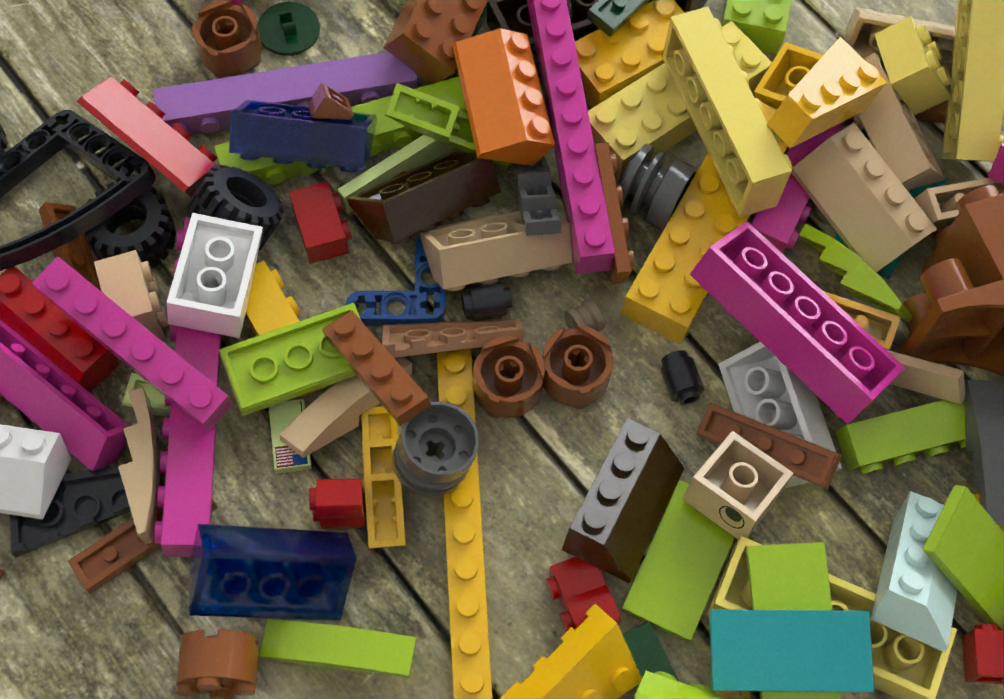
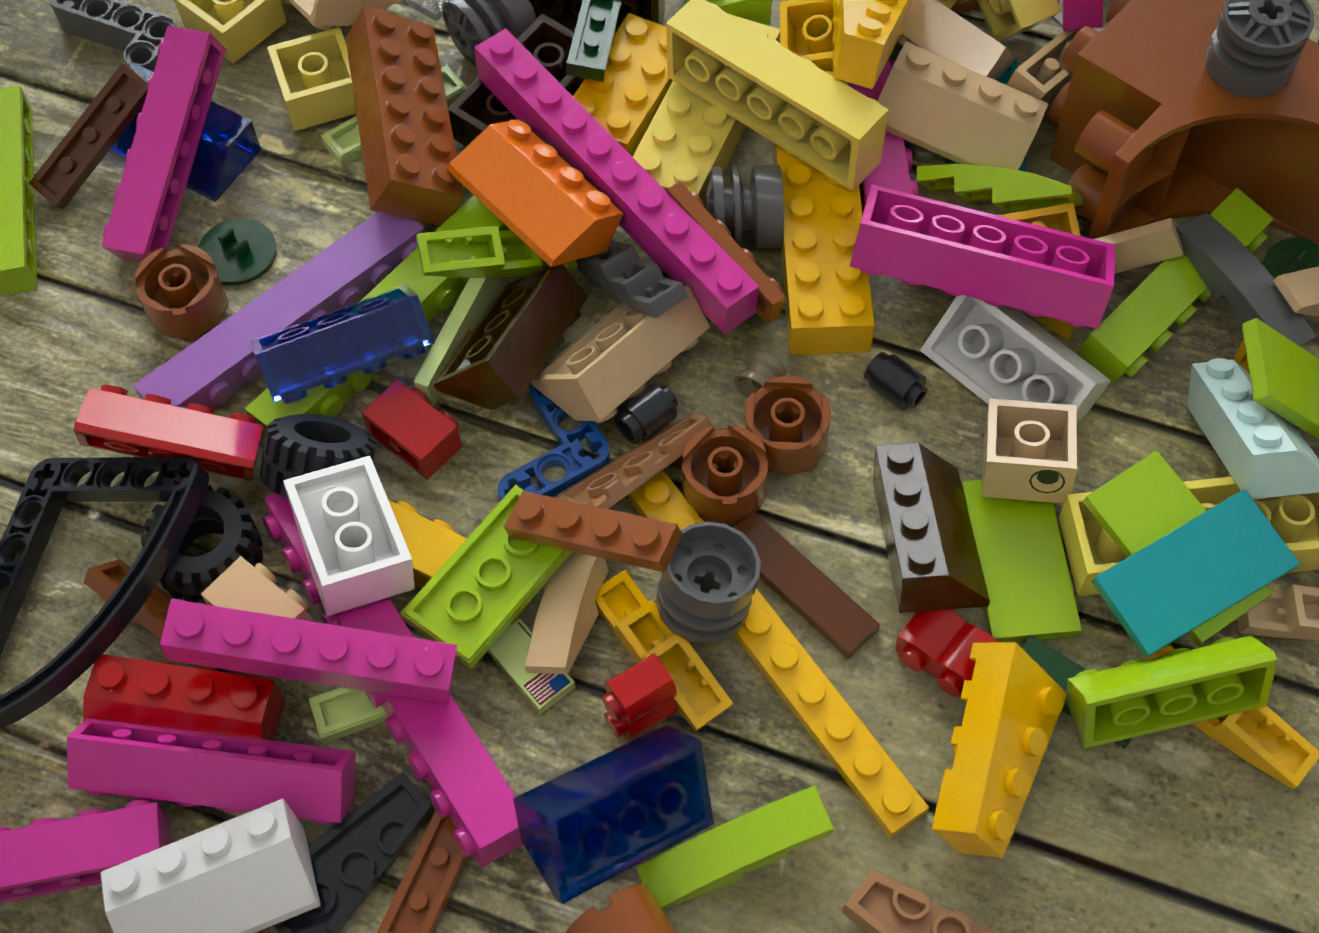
camera: 25 degrees left, 5 degrees down
(142, 474) = (401, 792): tan slope -> none
(329, 104) = (348, 299): dark orange slope -> none
(513, 487) = (808, 589): none -> reddish brown tile
(796, 454) = (1080, 385): dark orange tile -> none

